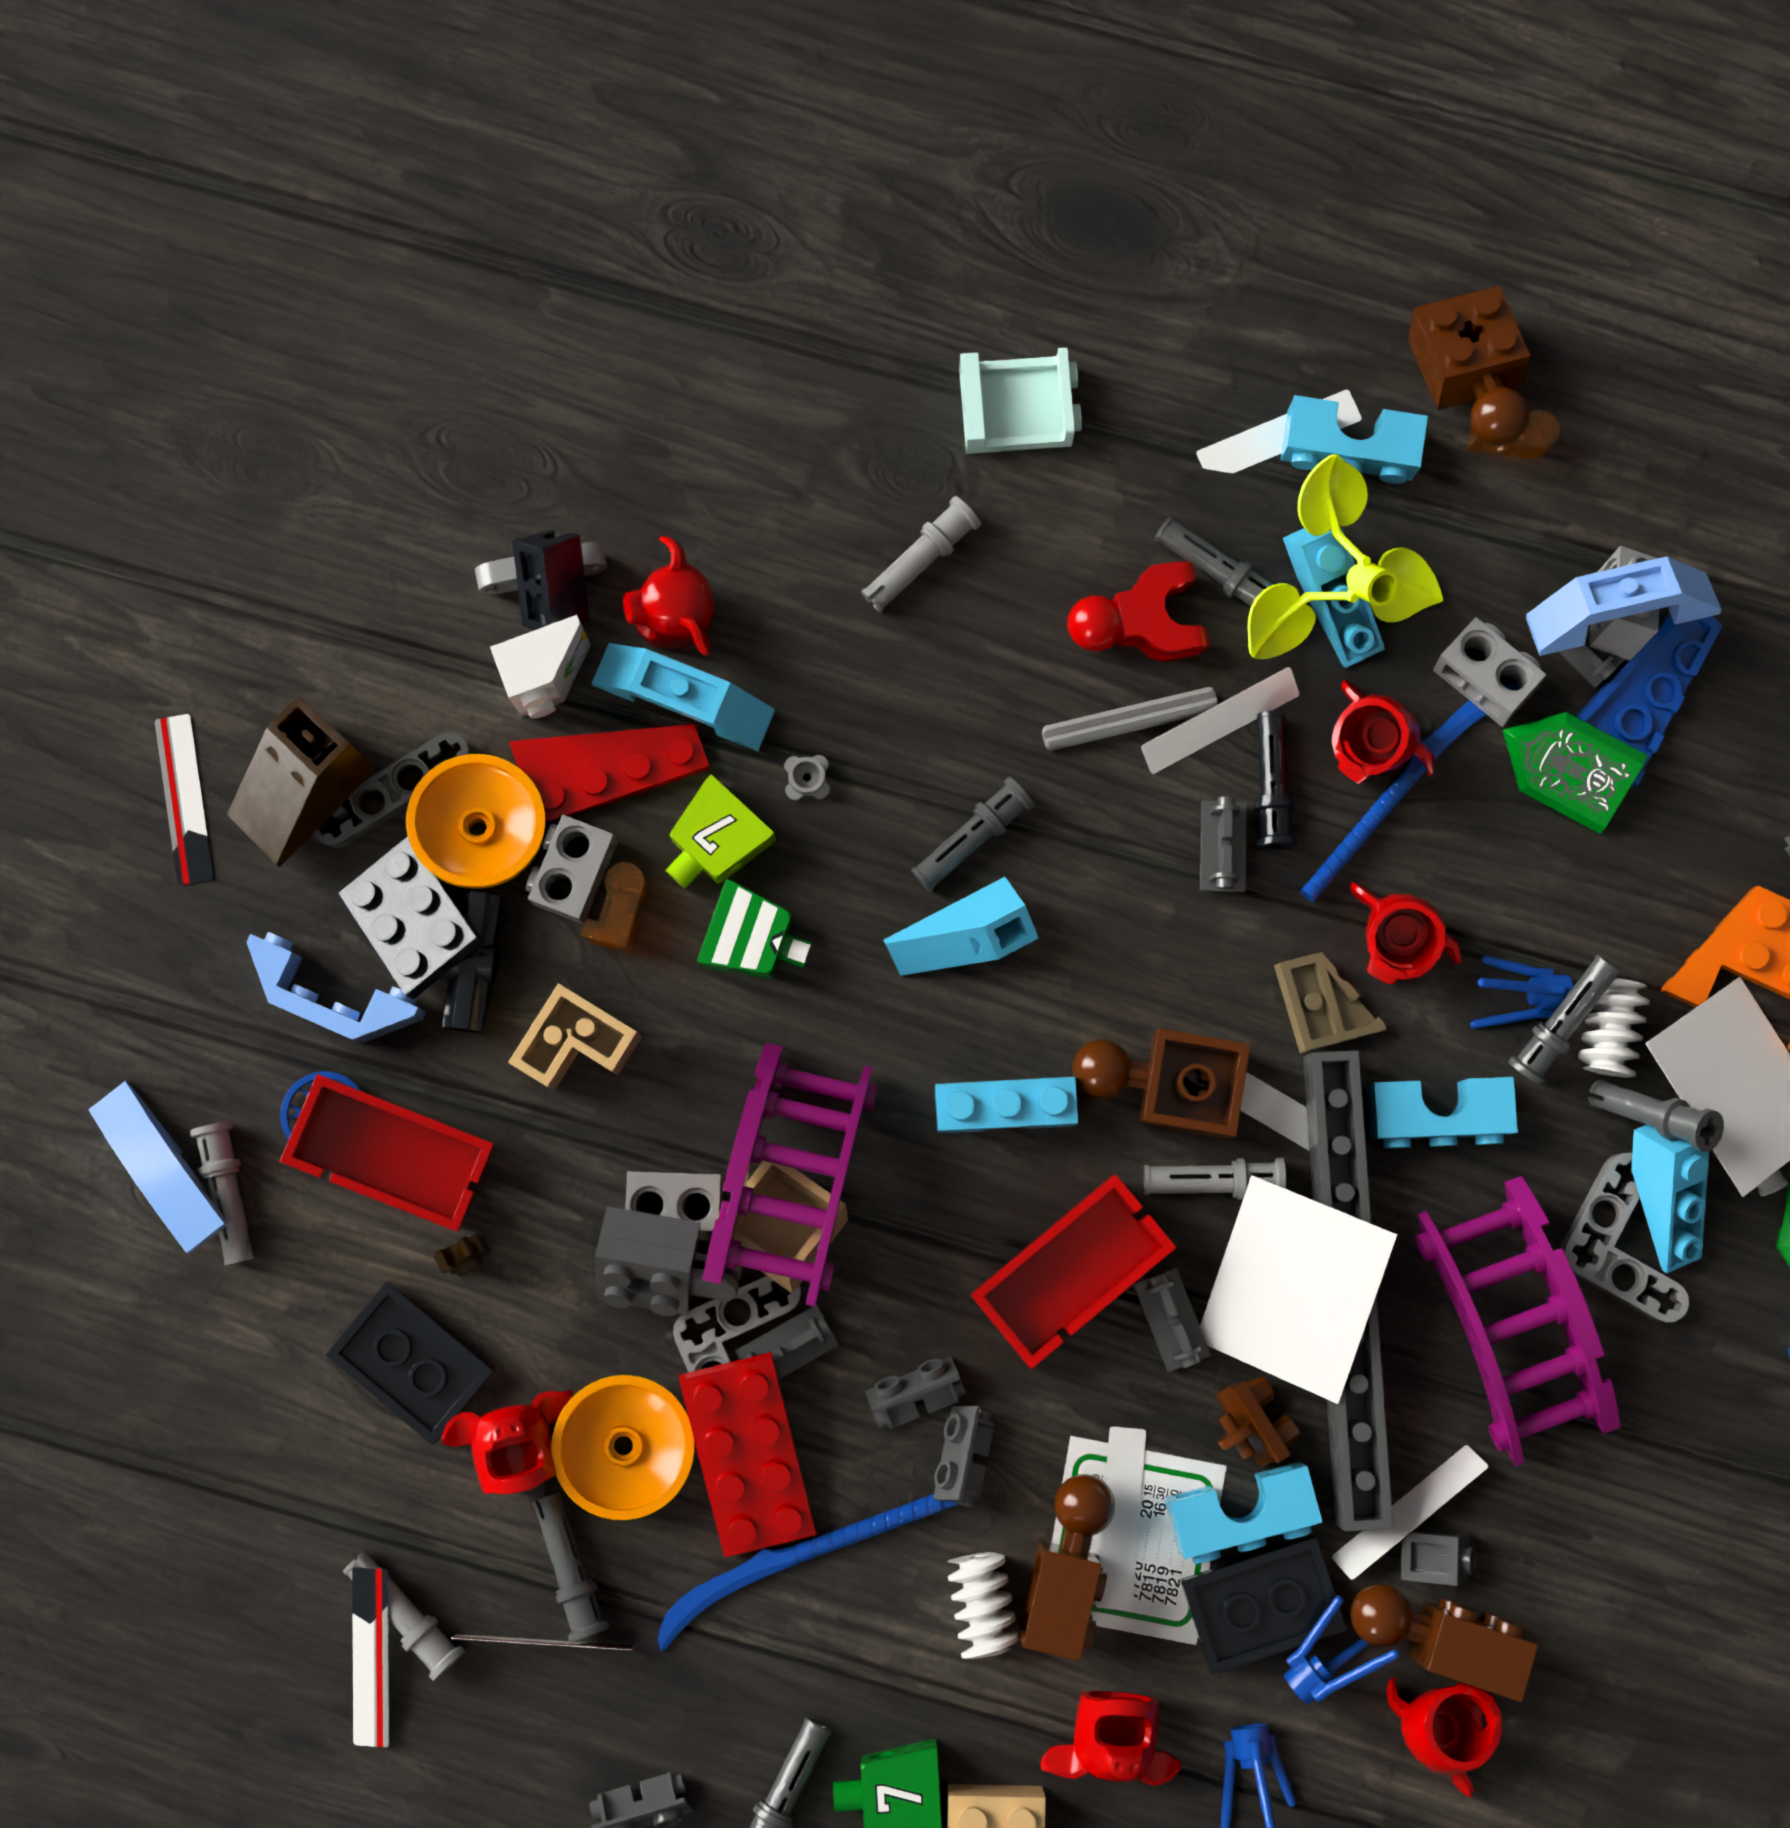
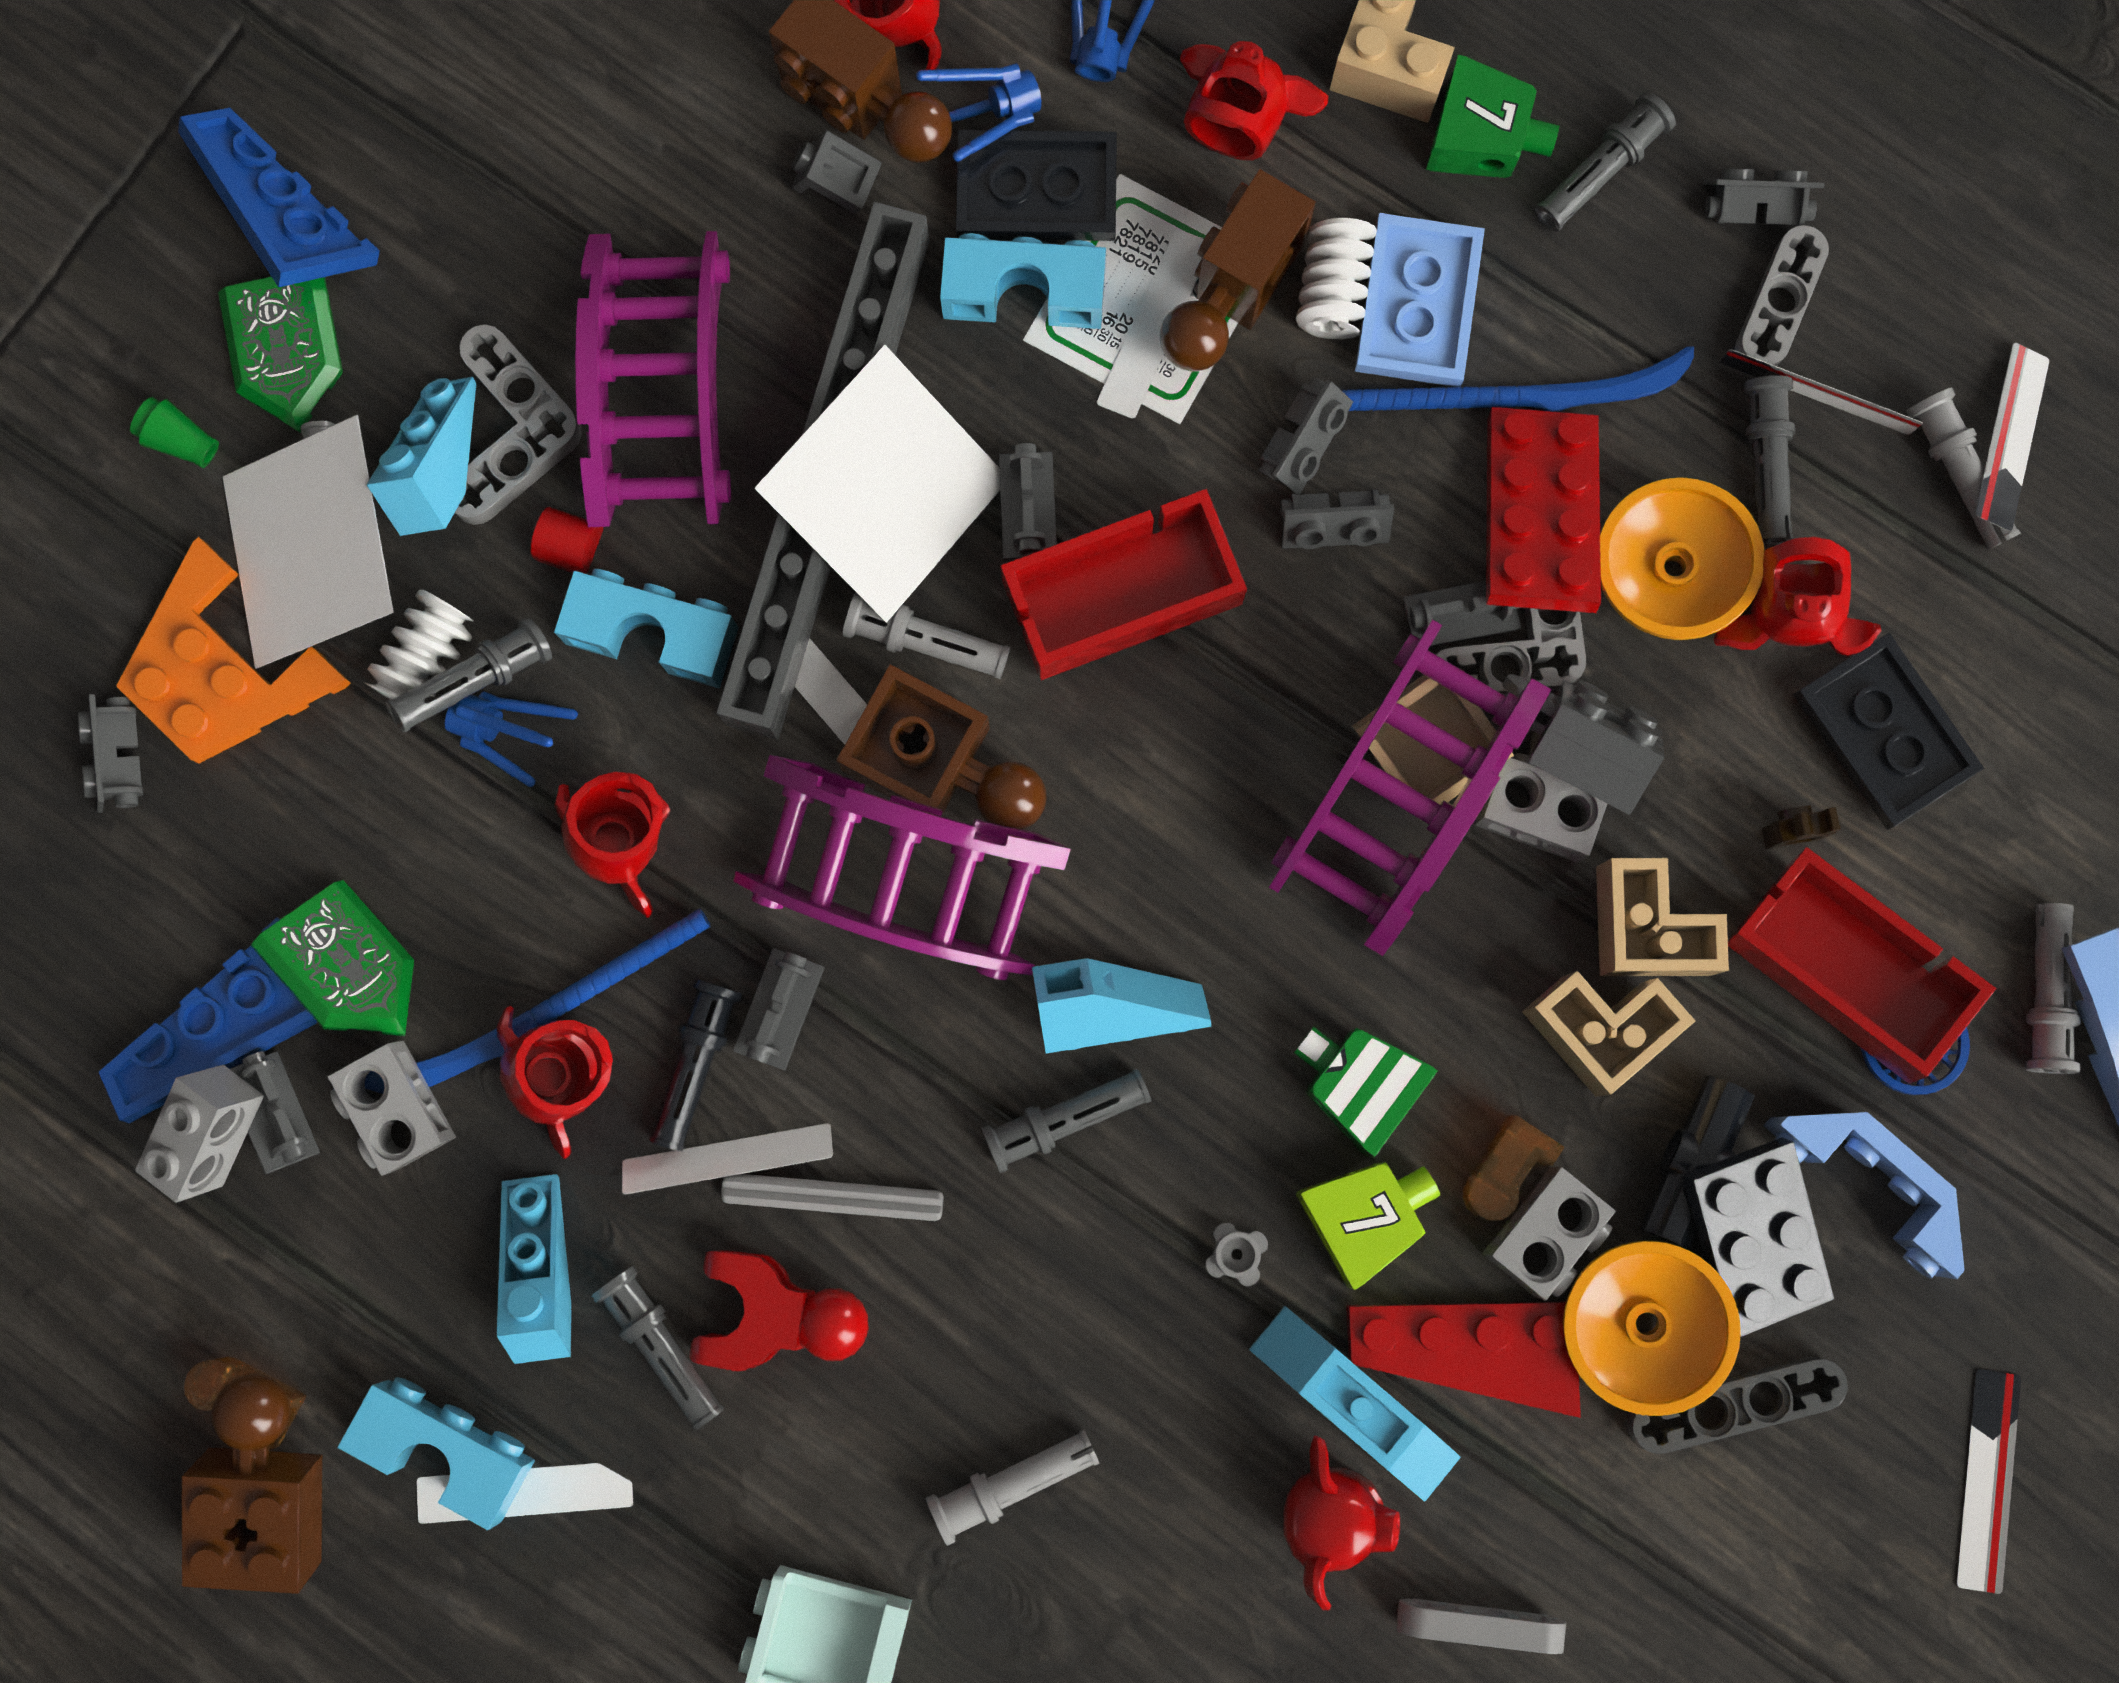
camera: 160 degrees left, 0 degrees up
(296, 781) = (1852, 1453): dark brown slope -> none
(541, 665) = (1521, 1494): white slope -> none
(550, 578) = (1477, 1600): black hinge -> none
(560, 1120) = (1641, 934): none -> tan brick
(581, 1753) = (1799, 285): none -> light grey beam
(905, 1611) = (1420, 300): none -> light blue plate
(1006, 1104) = (1131, 788): medium azure arch -> none
(1174, 1009) = (908, 824): none -> magenta fence
(1249, 1426) = (988, 367): reddish brown hips -> none
(1321, 1004) = (732, 790): dark tan wing -> none
(1395, 588) = (448, 1250): neon yellow plant -> none
(1411, 1511) = (836, 229): white sticker -> none
(1536, 1161) = (564, 541): none -> red brick
(1620, 592) = (204, 1135): light blue slope -> none
(1671, 1118) = (400, 520): dark grey pin -> none

